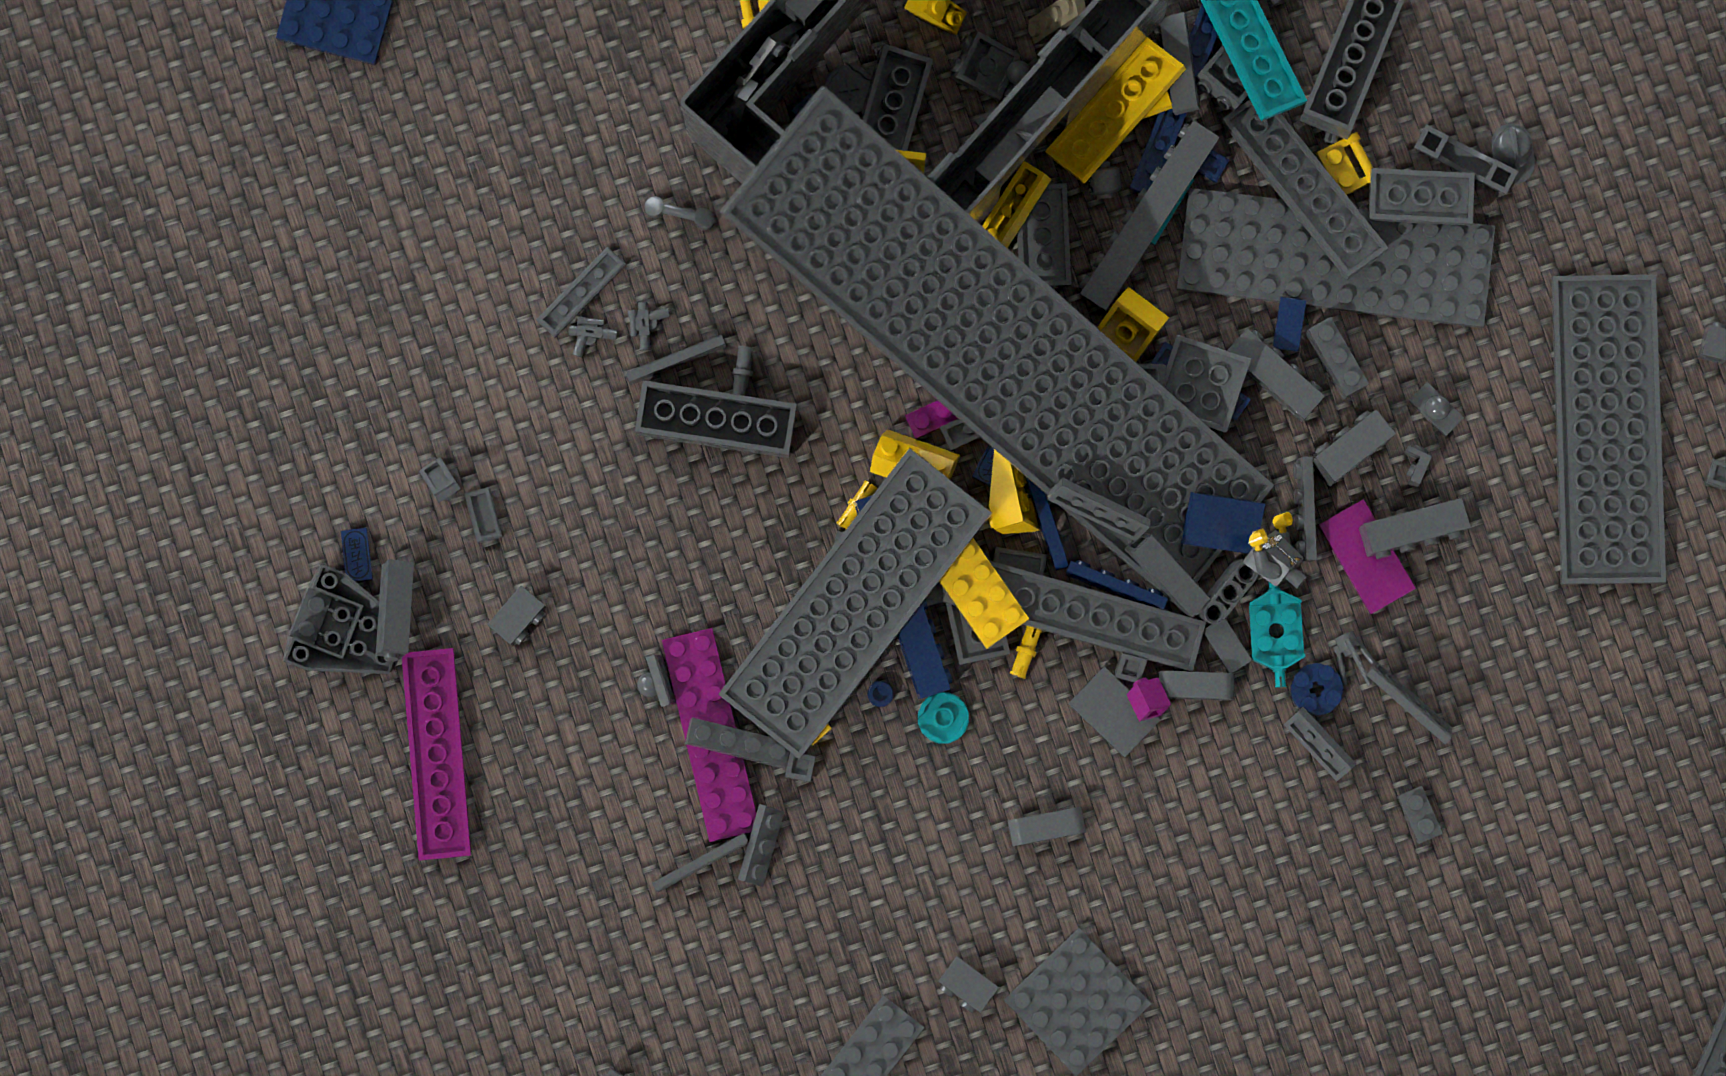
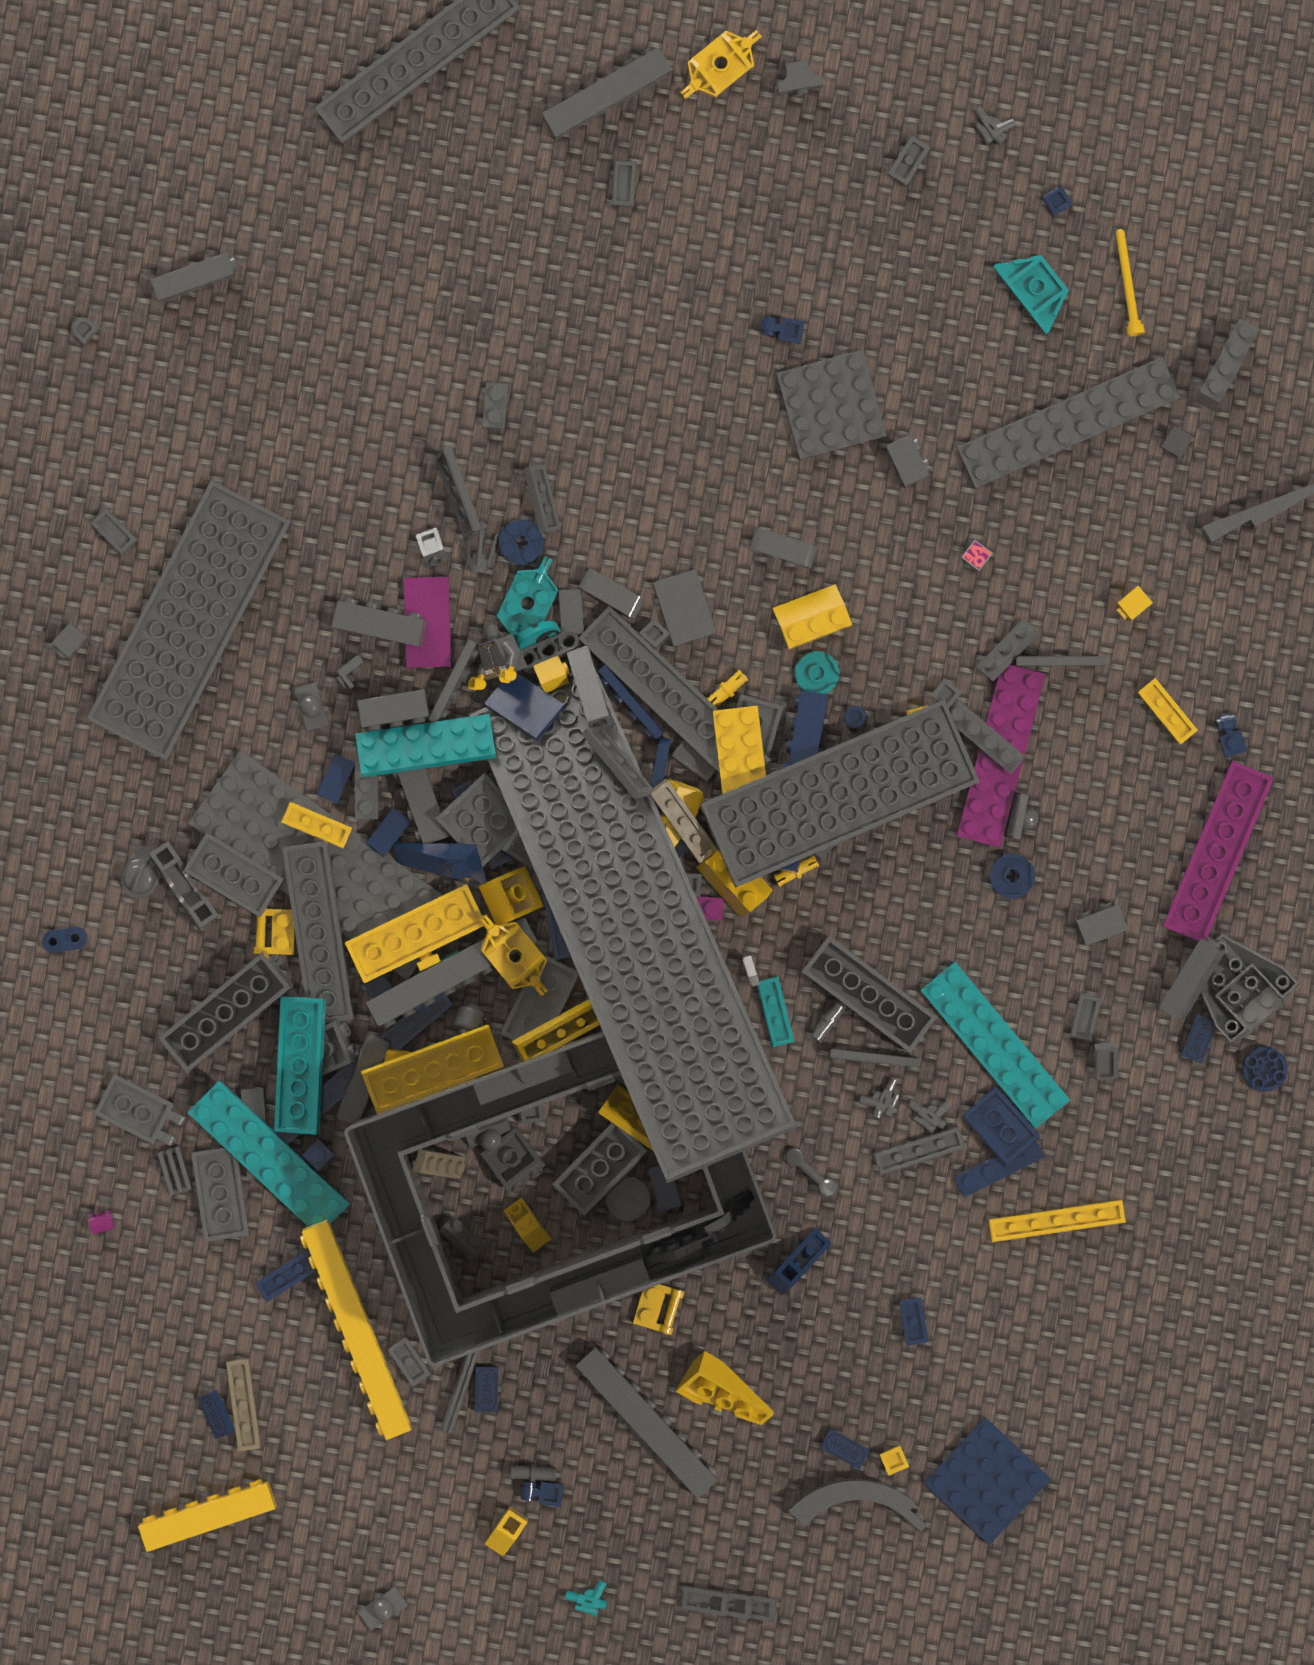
camera: 155 degrees left, 5 degrees up
(273, 560) = (1264, 1069): none -> dark blue tile
(404, 296) = (1057, 1221): none -> yellow tile
(480, 875) = (1232, 742): none -> dark blue plate
(491, 318) = (995, 1170): none -> dark blue plate
(496, 119) = (913, 1321): none -> dark blue plate
(511, 359) = (1001, 1126): none -> dark blue tile
(560, 438) = (995, 1045): none -> teal plate
(564, 870) = (1167, 711): none -> yellow plate
(643, 117) = (798, 1262): none -> dark blue slope
(647, 623) = (1021, 867): none -> dark blue plate
(657, 961) = (1133, 604): none -> yellow brick
(801, 353) = (775, 1011): none -> teal tile
(844, 926) = (976, 555): none -> tile
(848, 379) = (751, 972): none -> light grey tile
(979, 772) = (812, 617): none -> yellow slope
(999, 488) = (683, 821): none -> dark tan plate
(1111, 279) = (500, 942): none -> yellow plate
(1148, 698) = (654, 602): magenta brick -> none
(1162, 1055) = (790, 329): none -> dark blue plate
(1178, 215) = (428, 960): none -> yellow plate
(1206, 235) = (415, 933): none -> yellow plate
(1212, 570) = (552, 674): none -> yellow brick
(1217, 323) = (448, 861): none -> dark blue wedge
(1245, 607) = (532, 636): none -> teal tile
(1301, 427) = (425, 745): none -> teal plate
(1365, 291) = (316, 825): none -> yellow tile
(1371, 350) = (336, 778): none -> dark blue tile
(1404, 634) = (431, 547): none -> bracket
(1553, 45) = (64, 939): none -> dark blue plate

